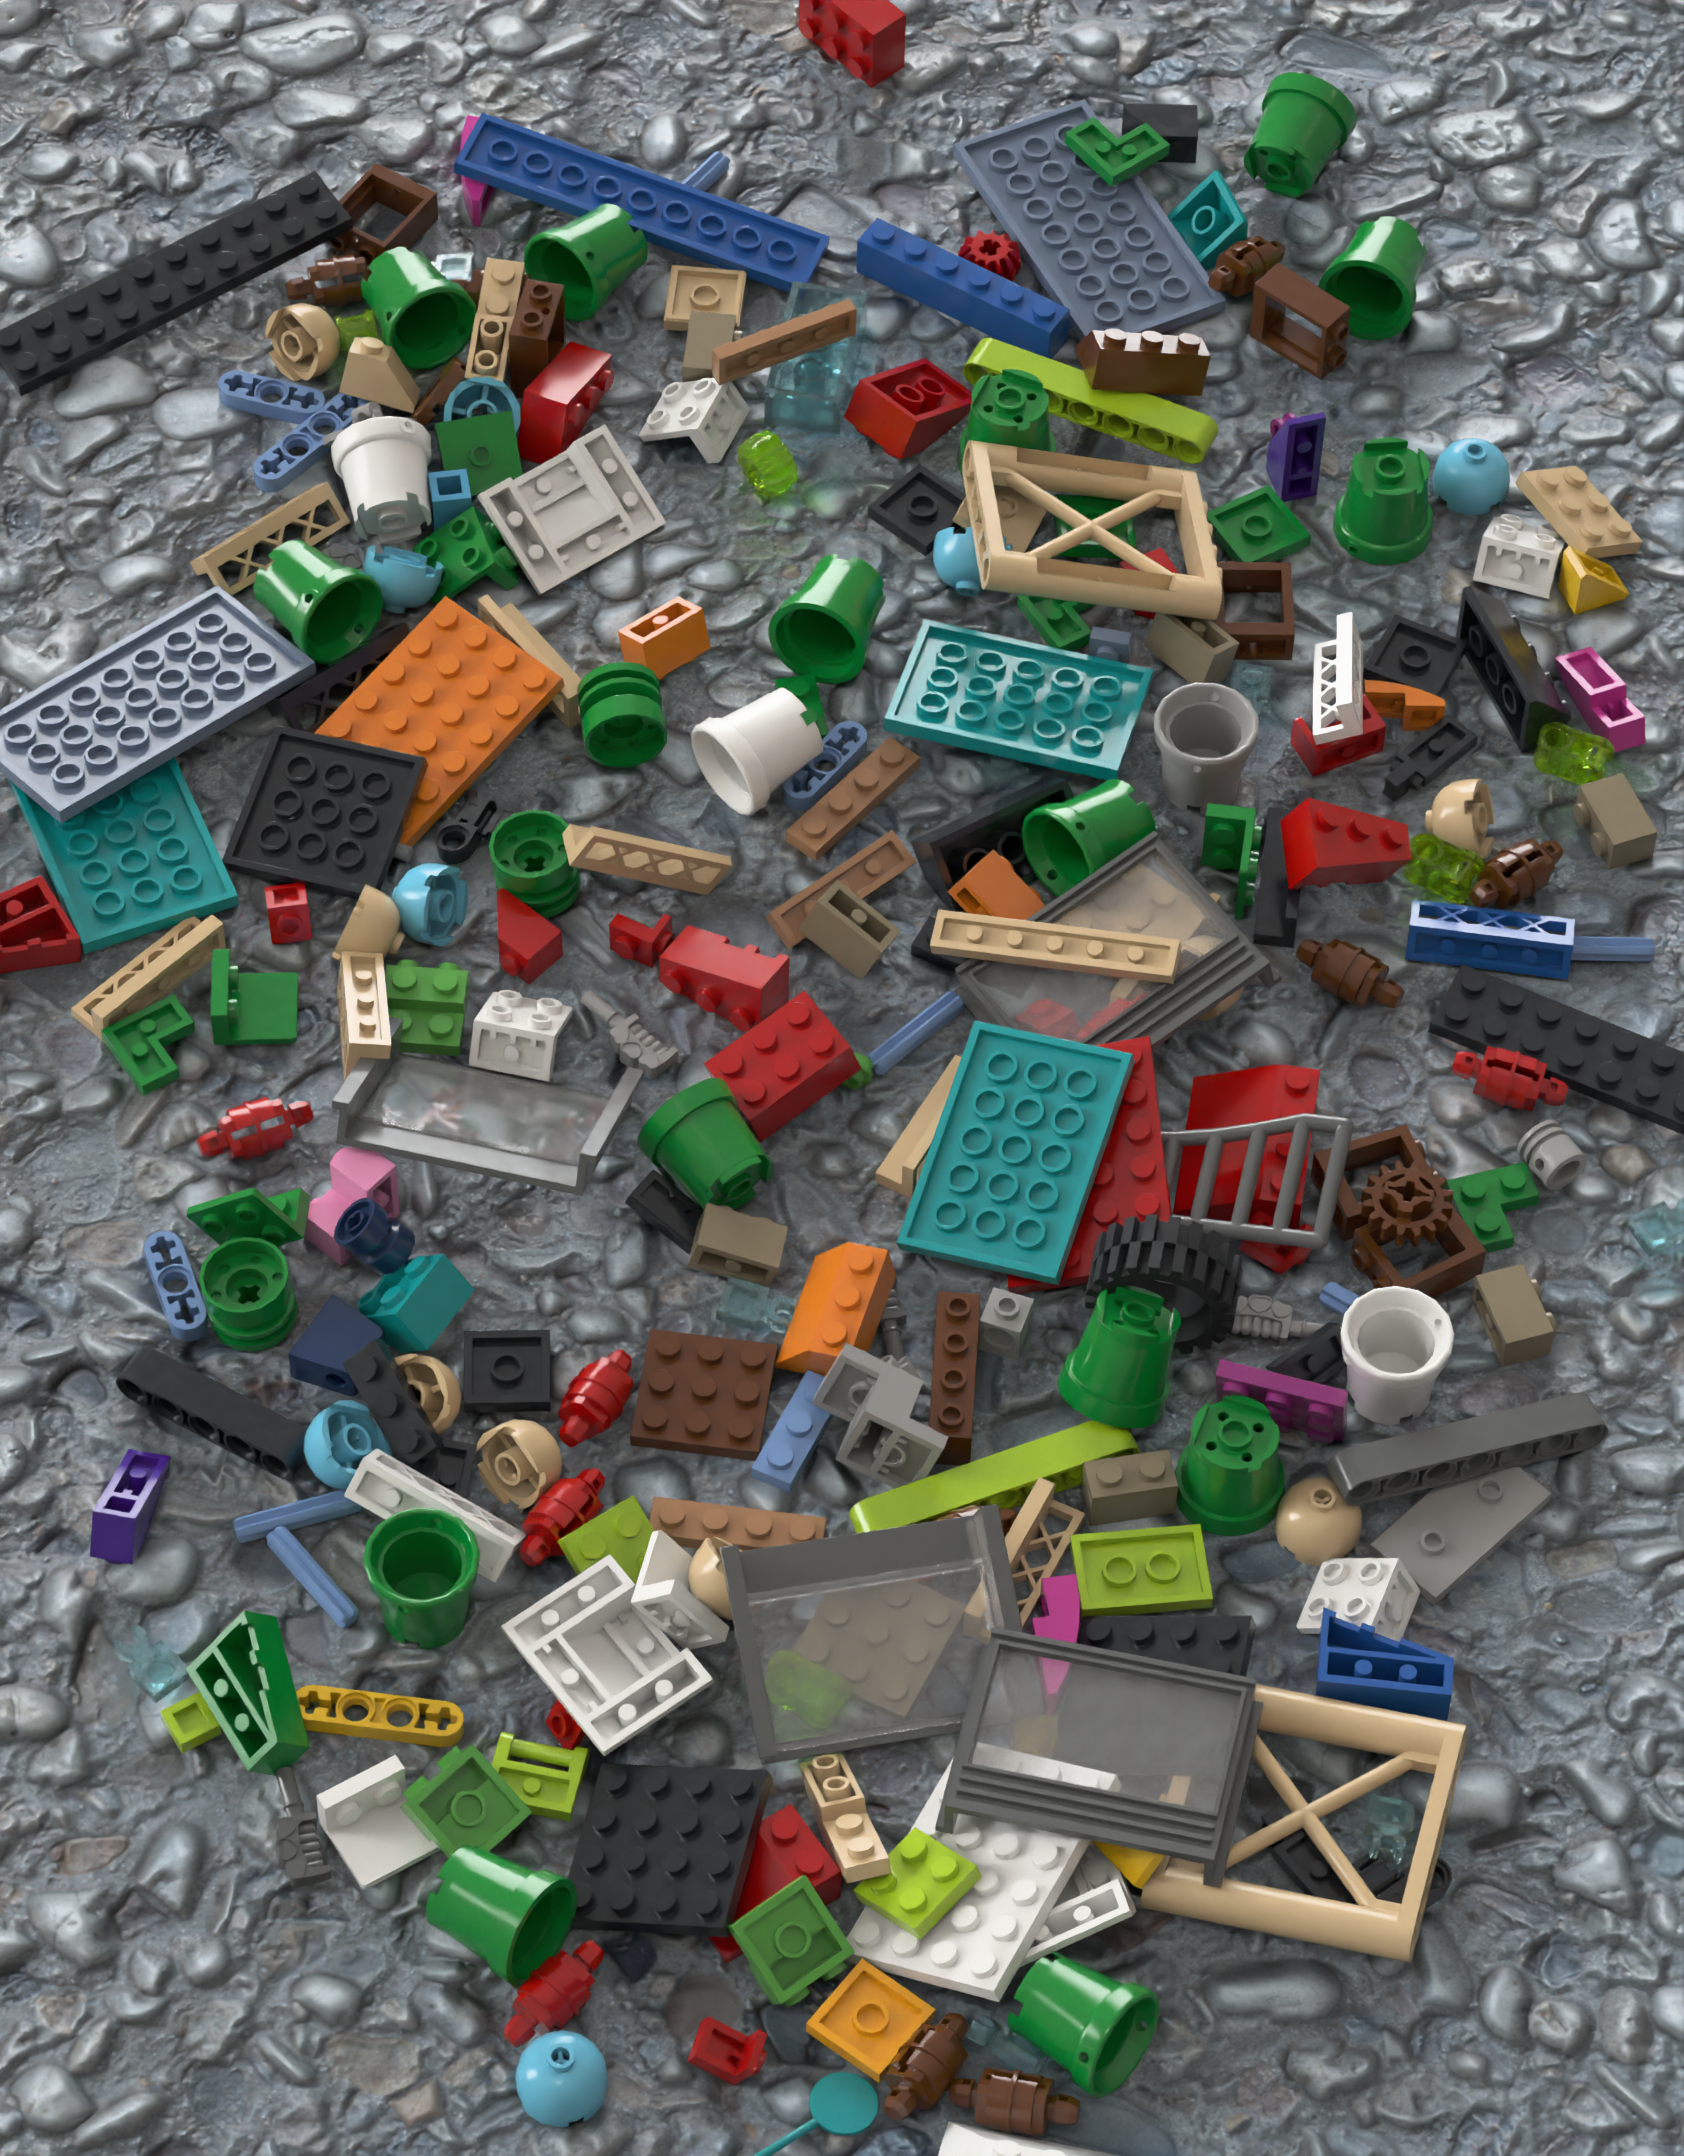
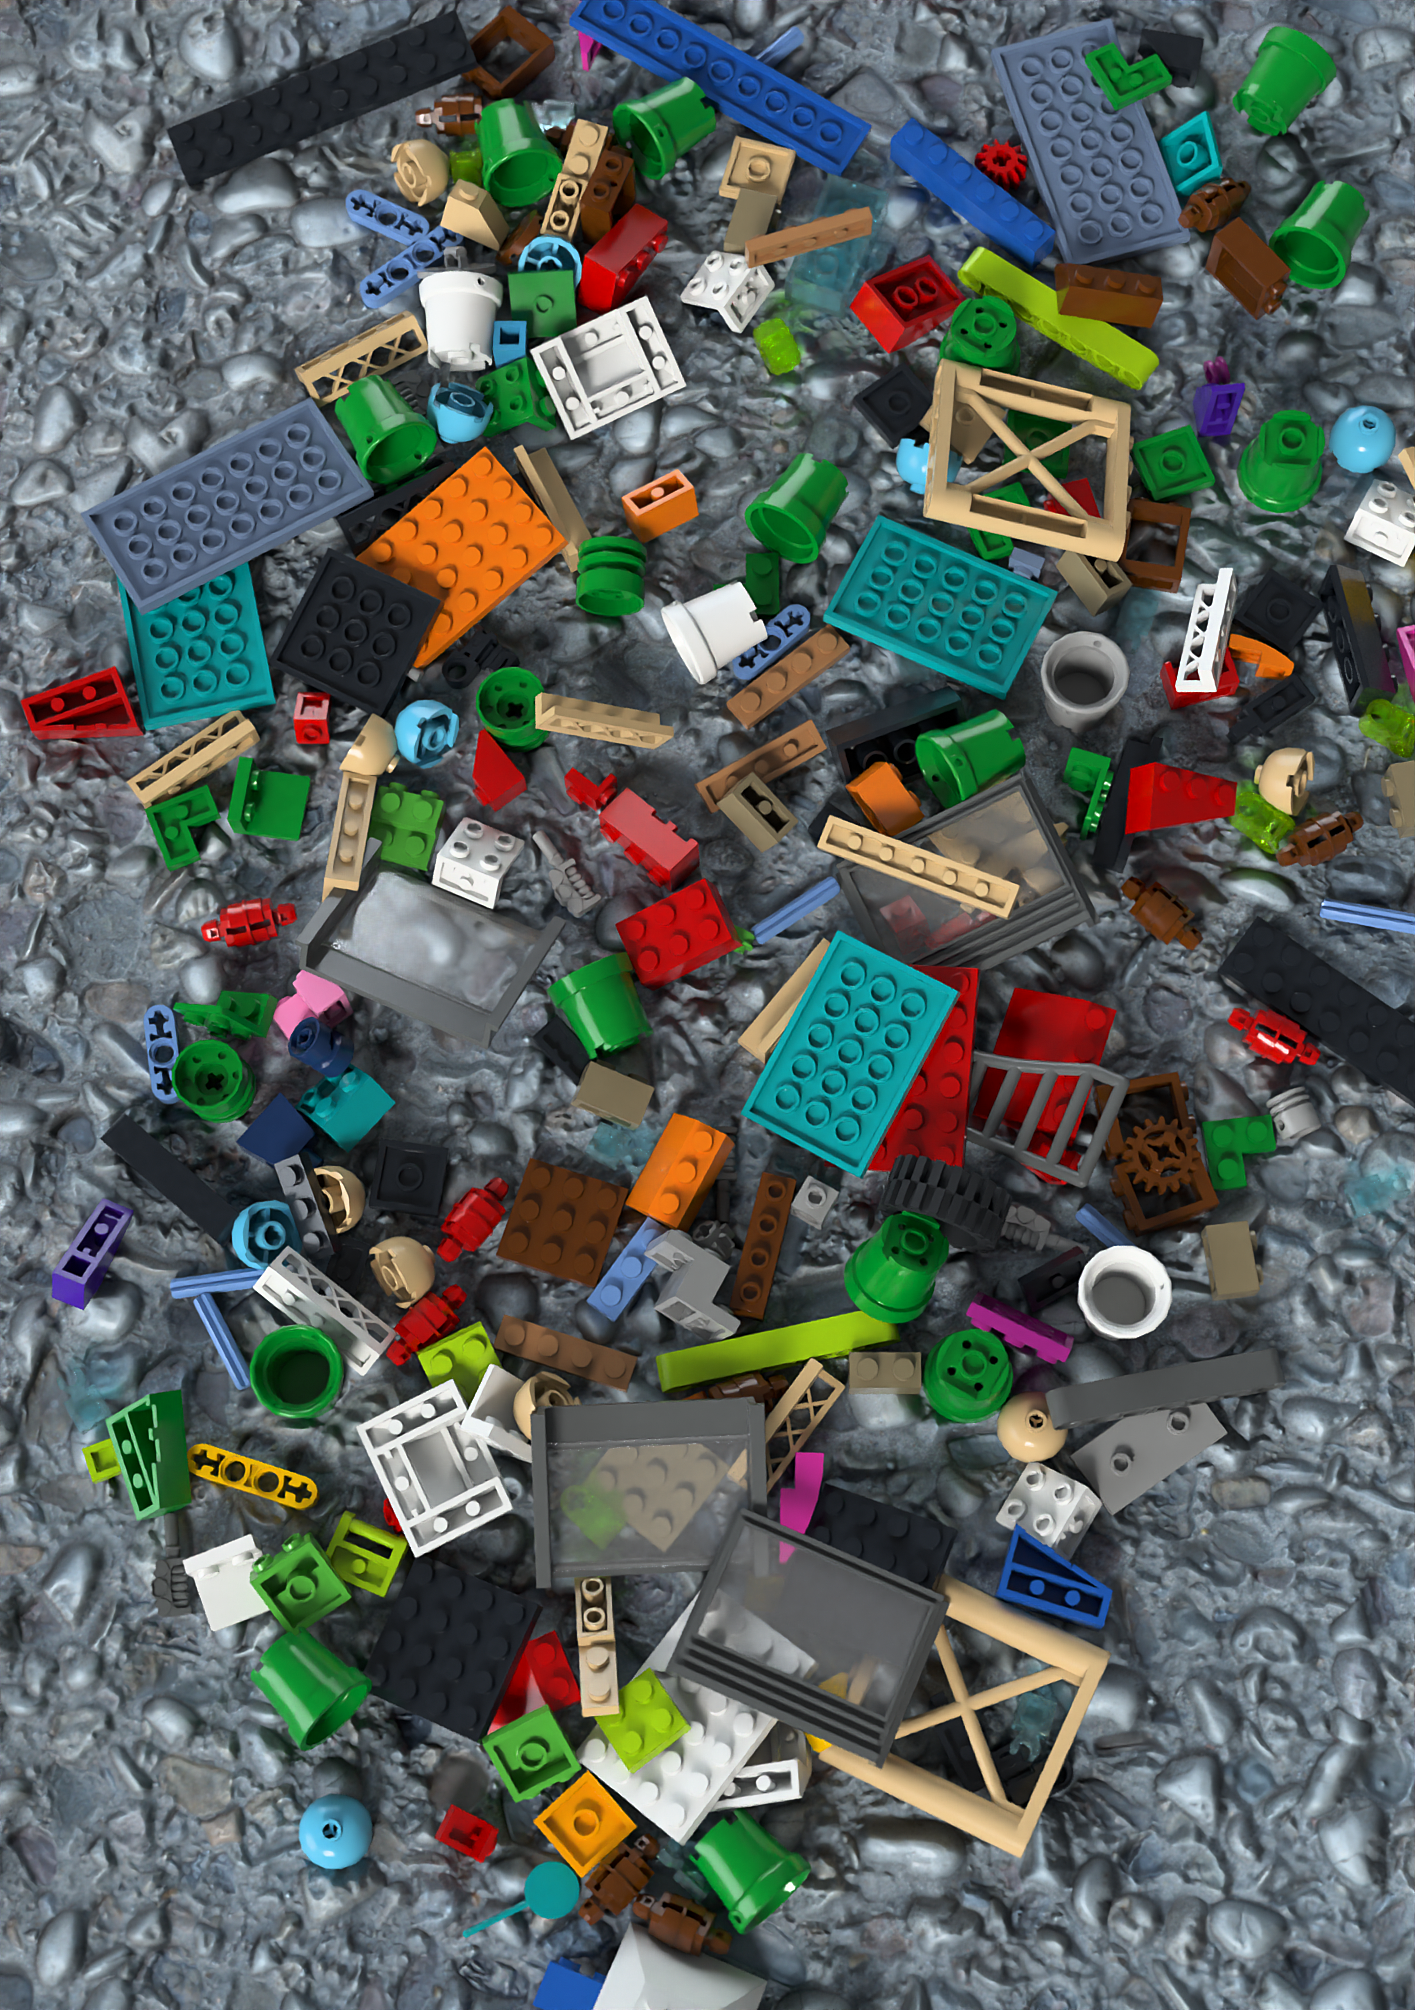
camera: 15 degrees right, 20 degrees up
(553, 1993) = (340, 1760): red piece -> none
(1141, 1571) = (879, 1449): lime plate -> none
(1490, 942) = (1285, 901): blue fence -> none

